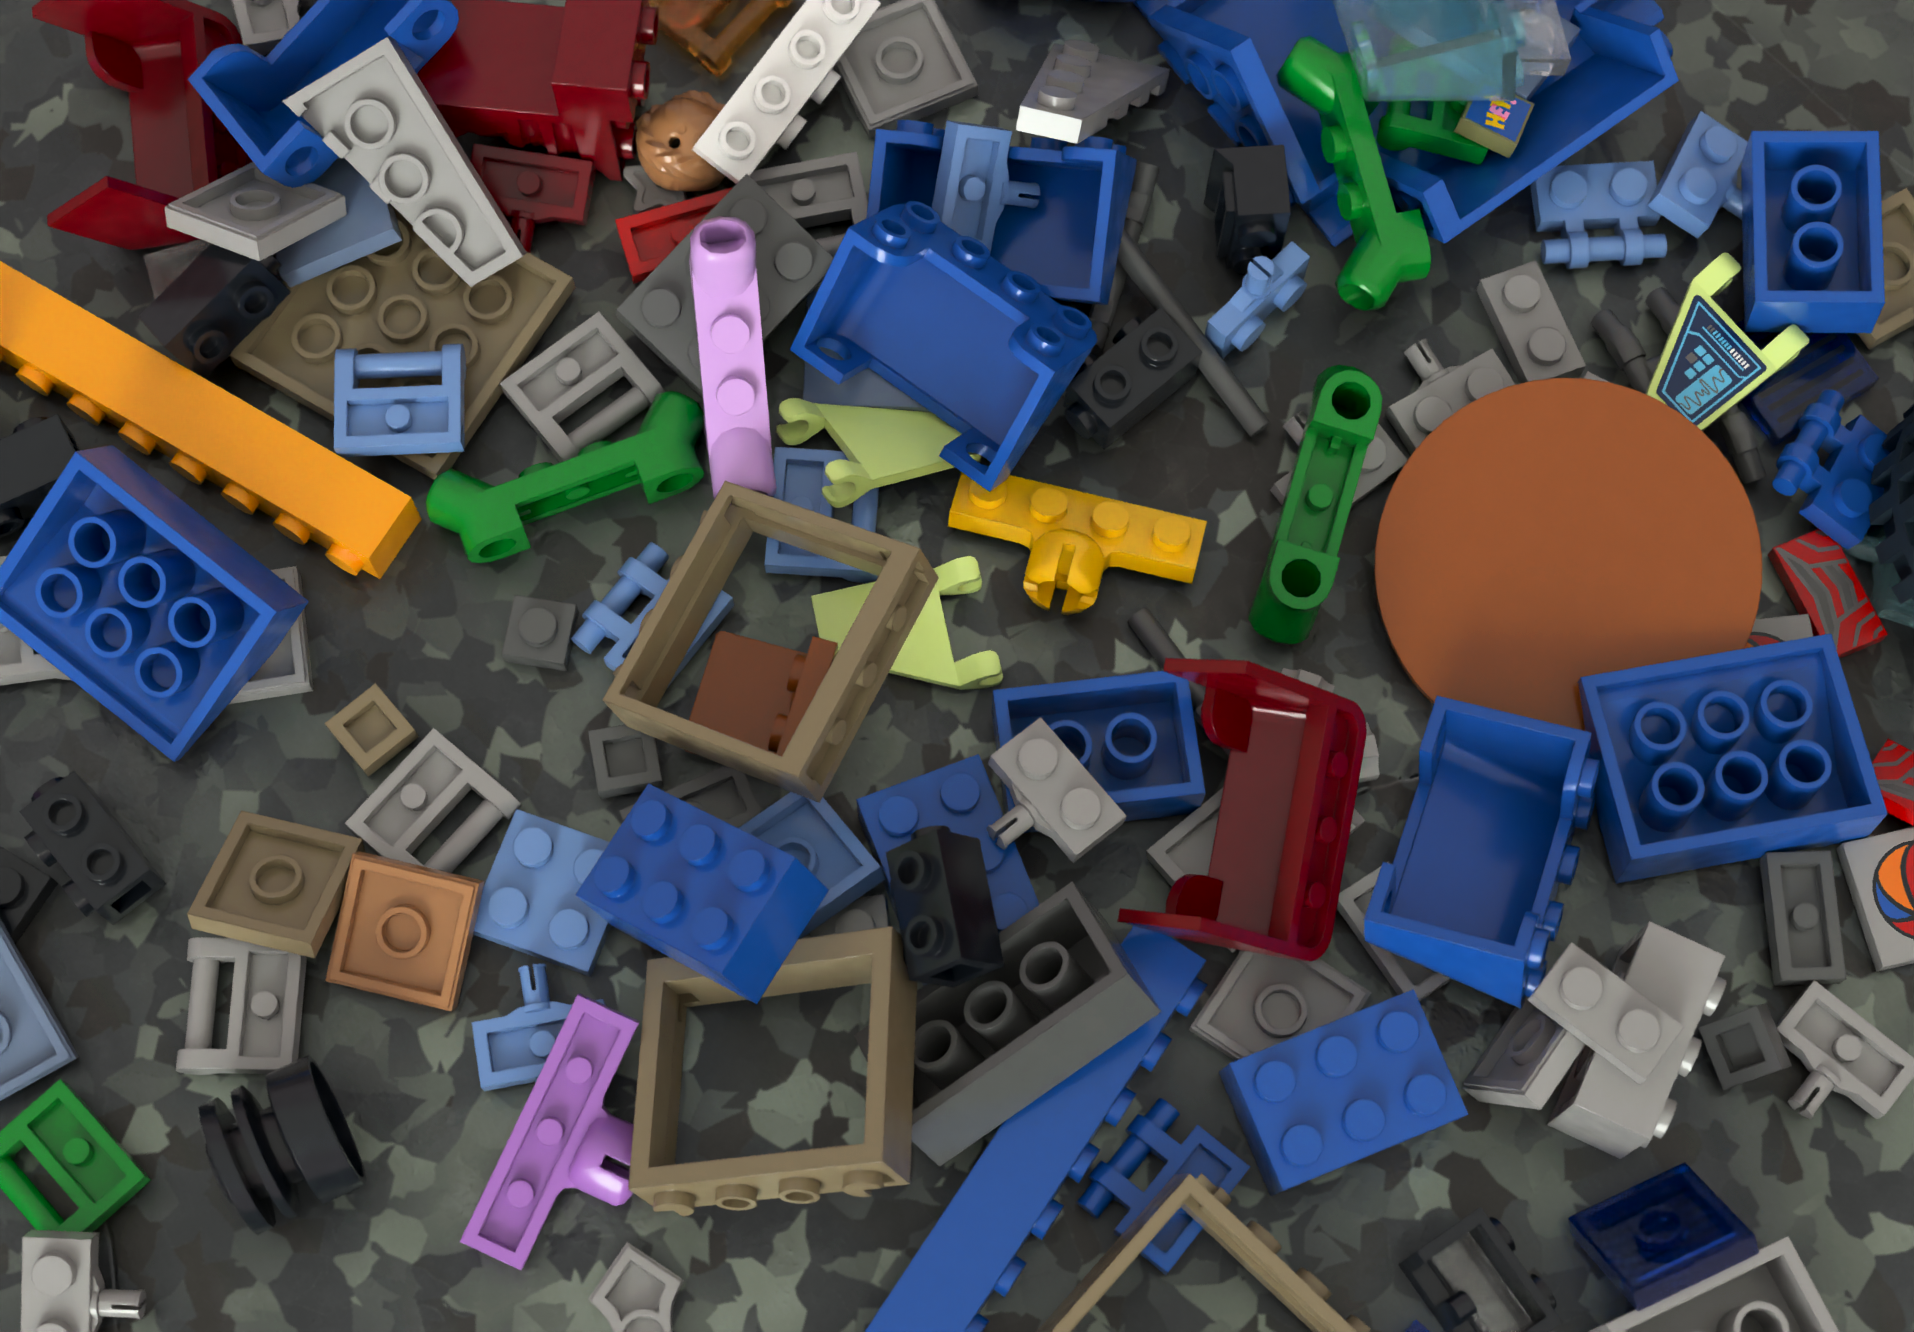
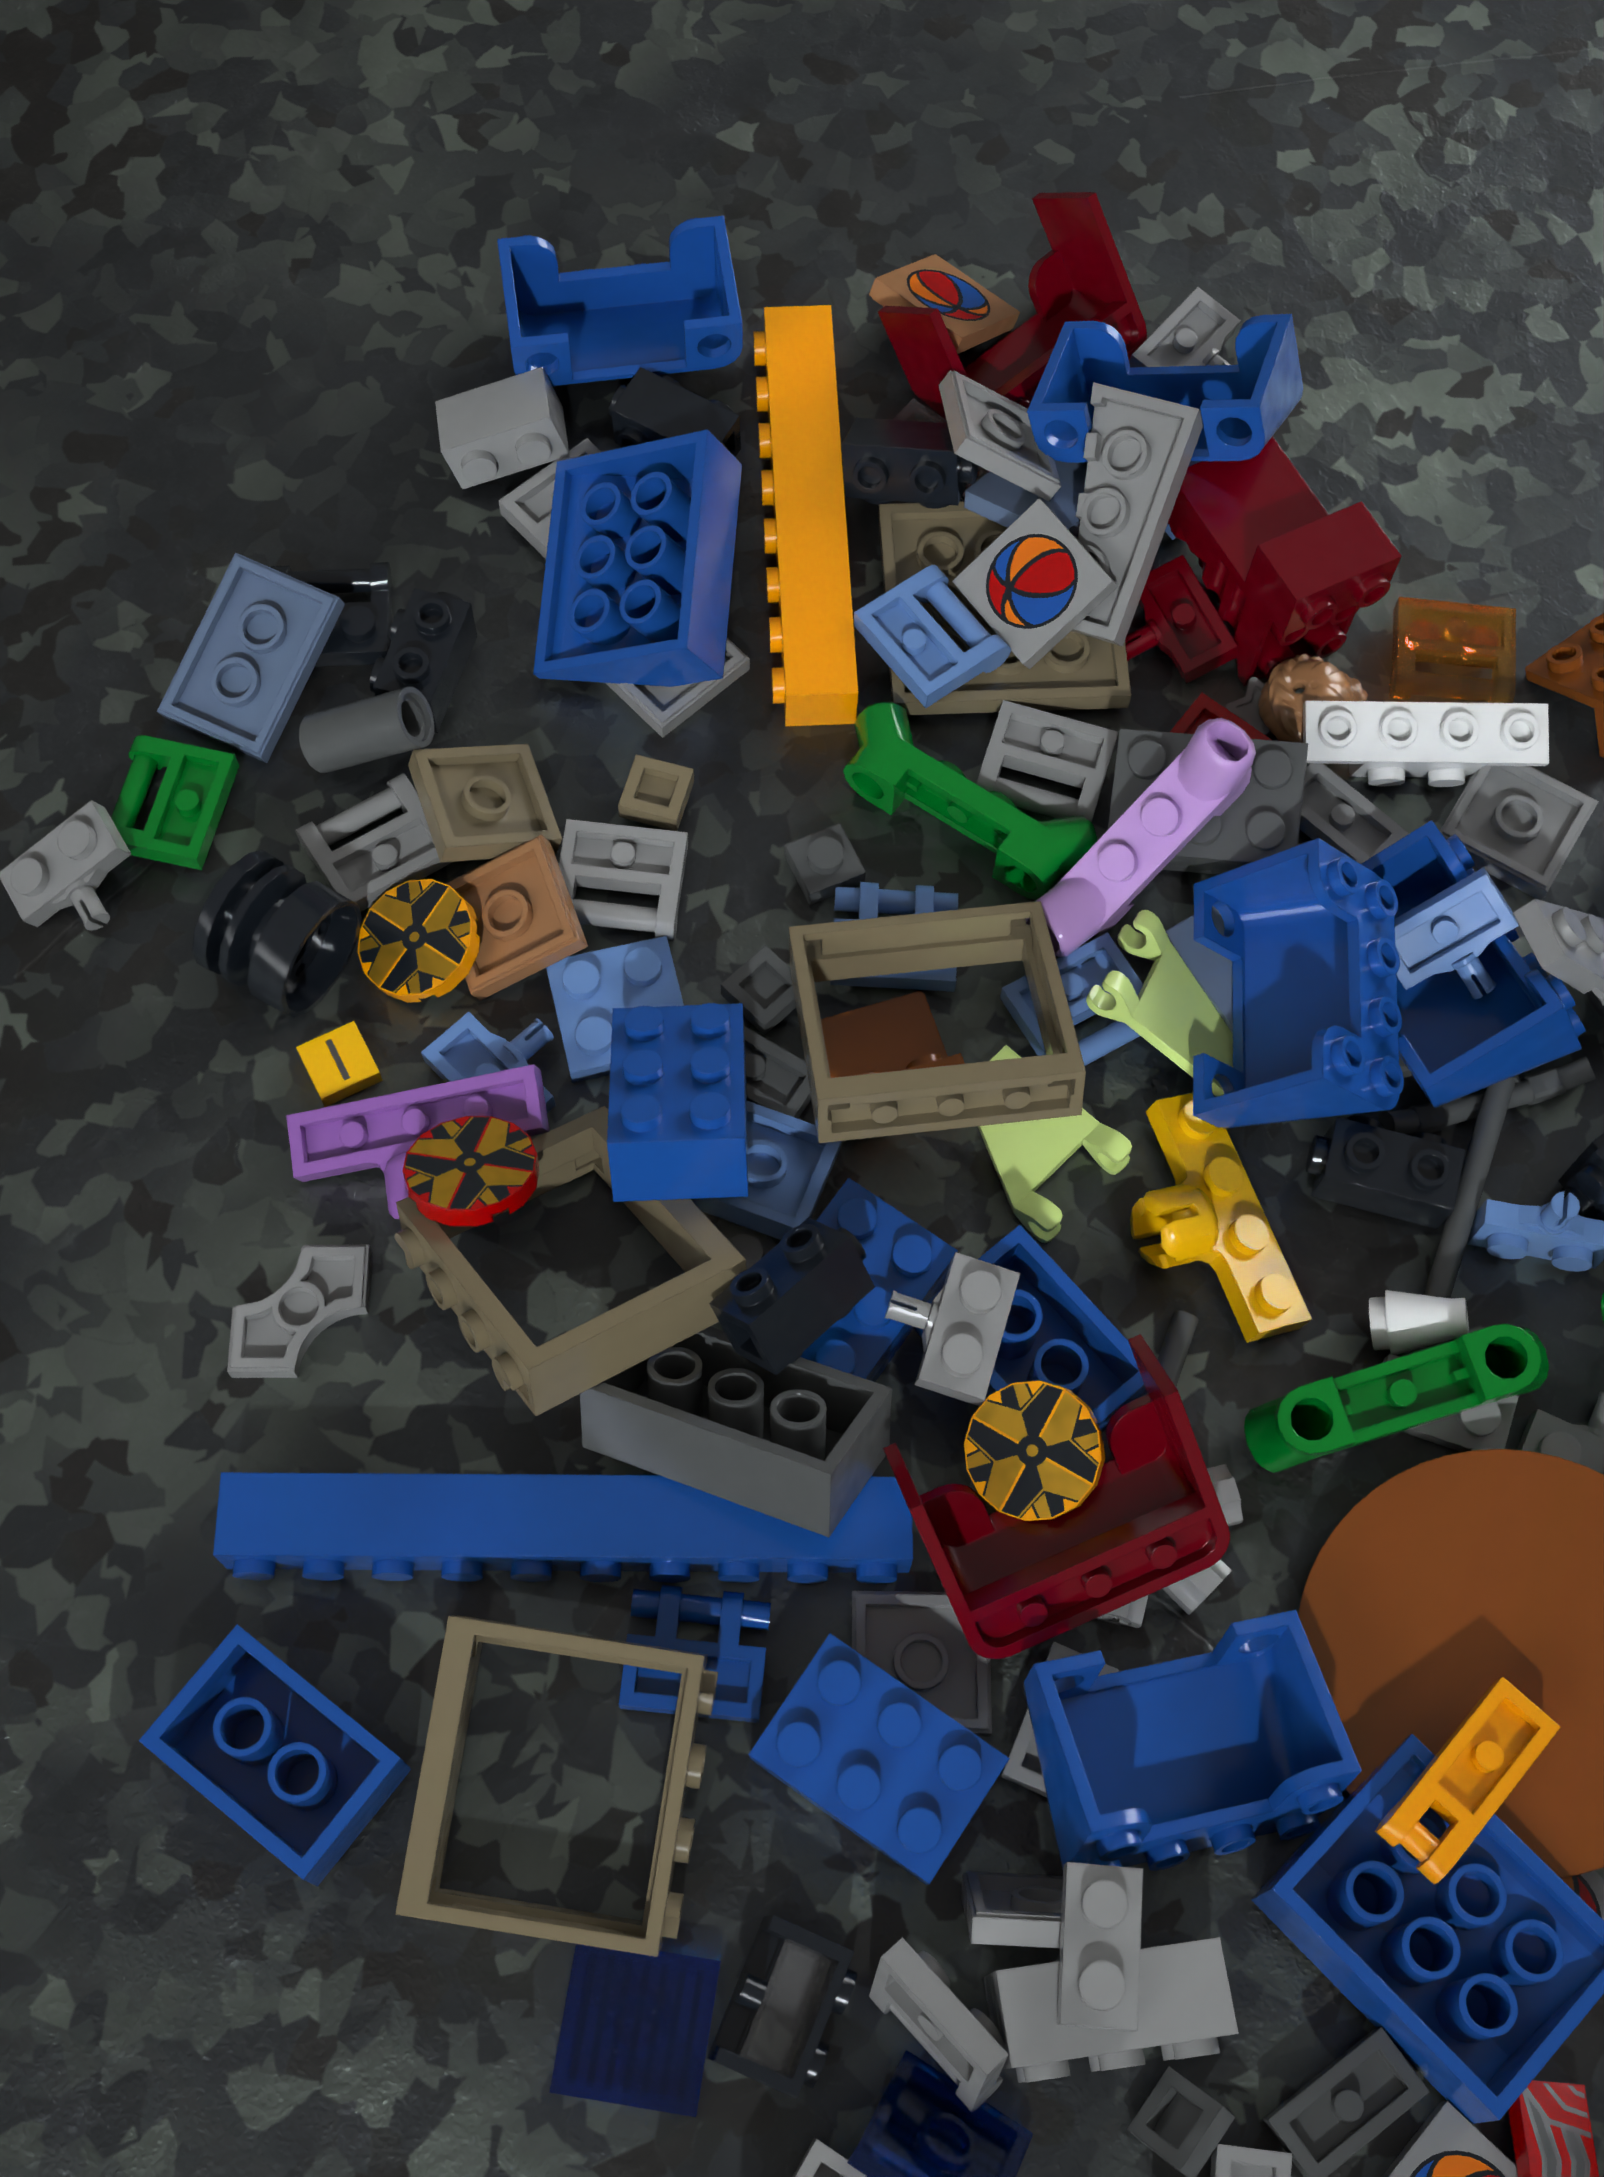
camera: 55 degrees right, 5 degrees down
(62, 159) = (965, 306): none -> medium nougat tile
(130, 944) = (366, 730): none -> dark grey pin
(369, 1024) = (418, 940): none -> tile
(419, 281) = (1034, 583): none -> tile
(434, 1167) = (339, 1063): none -> yellow tile
(644, 1107) = (471, 1170): none -> tile
(1189, 805) = (1034, 1450): none -> tile
(1263, 444) = (1415, 1320): none -> white cone
(1596, 1170) = (957, 2039): none -> light grey plate
(1642, 659) = (1469, 1778): none -> light orange plate

